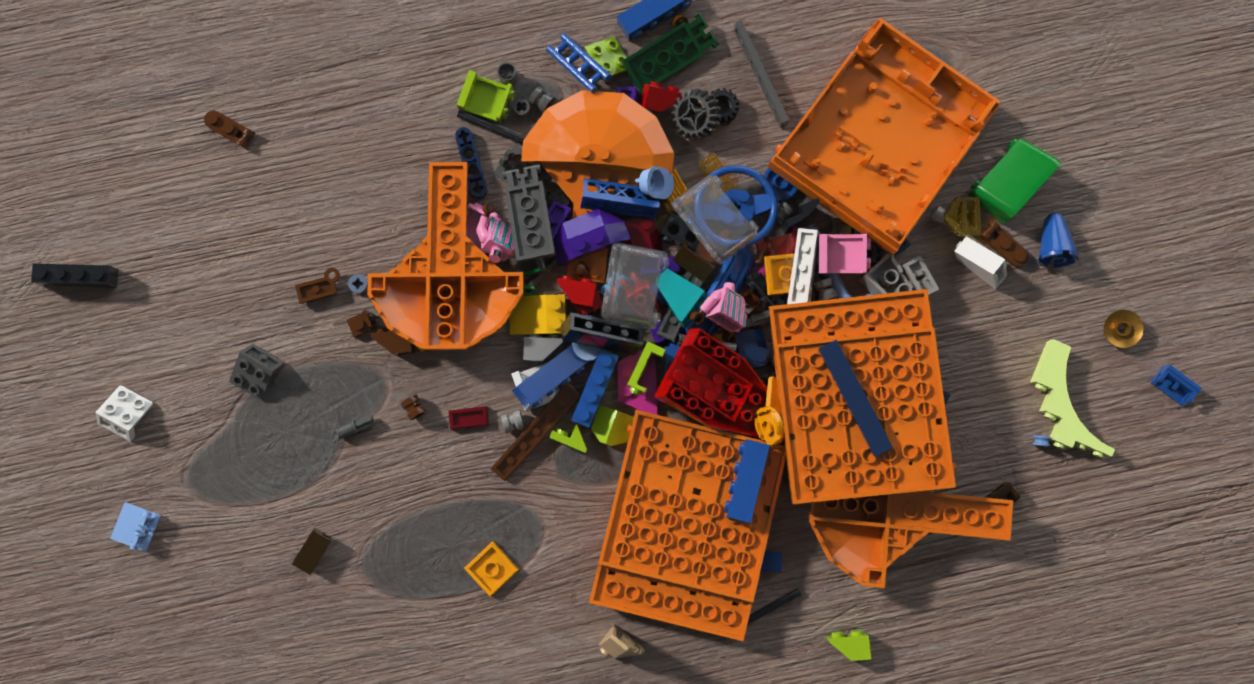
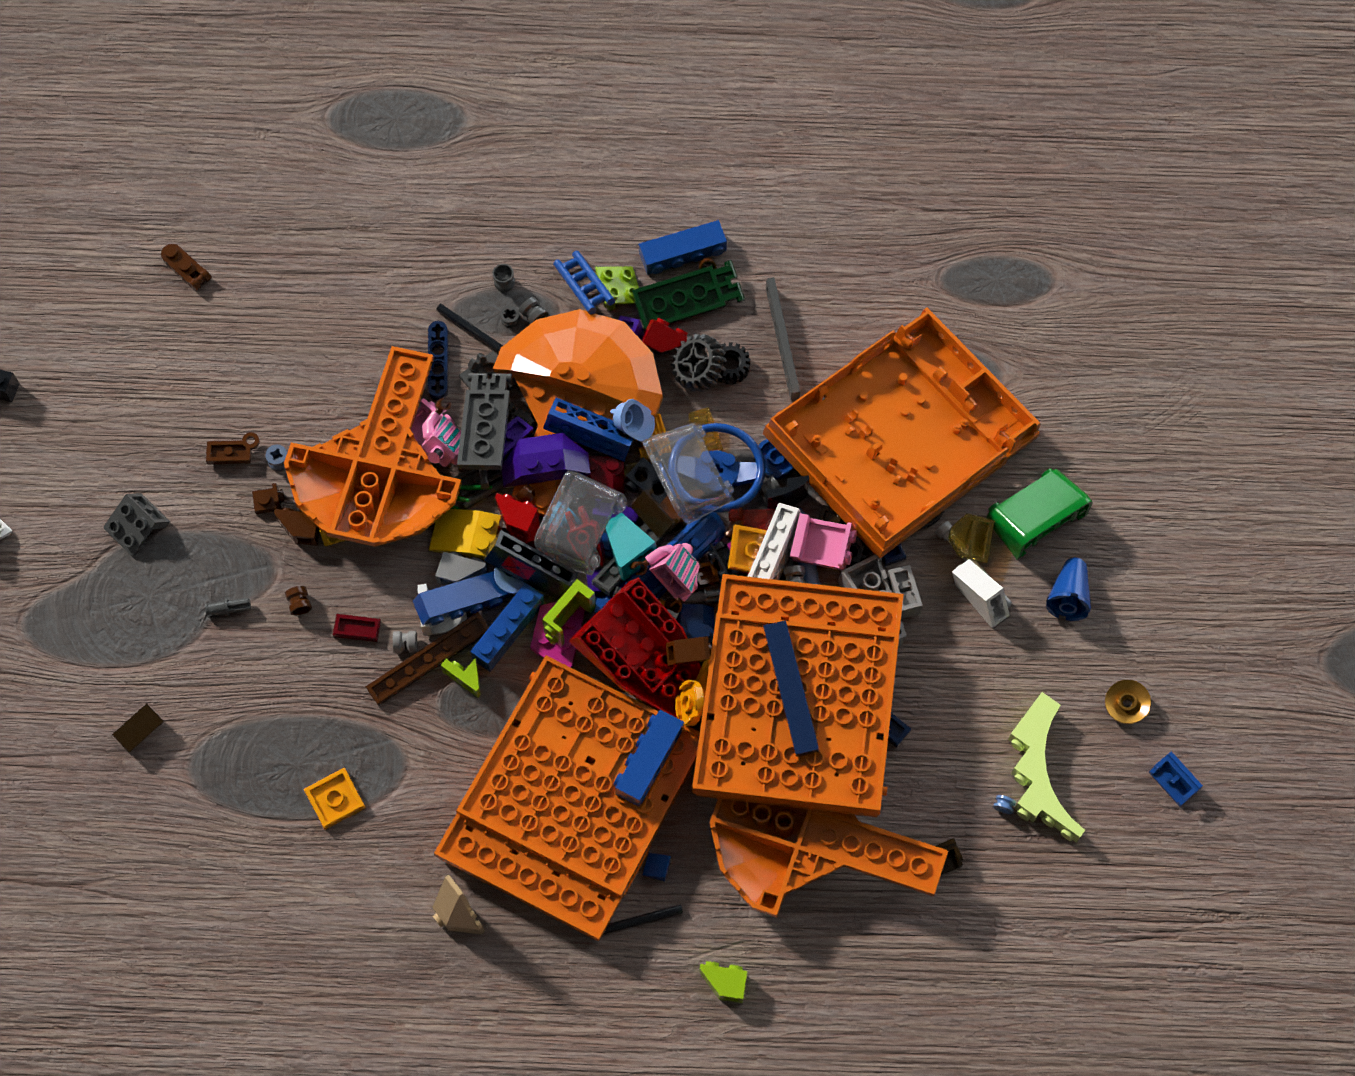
camera: 10 degrees right, 15 degrees down
(485, 98) = (472, 296): lime panel -> none
(611, 426) = (513, 672): lime slope -> none
(757, 381) = (688, 651): none -> reddish brown slope
(1005, 245) = (1013, 582): reddish brown plate -> none

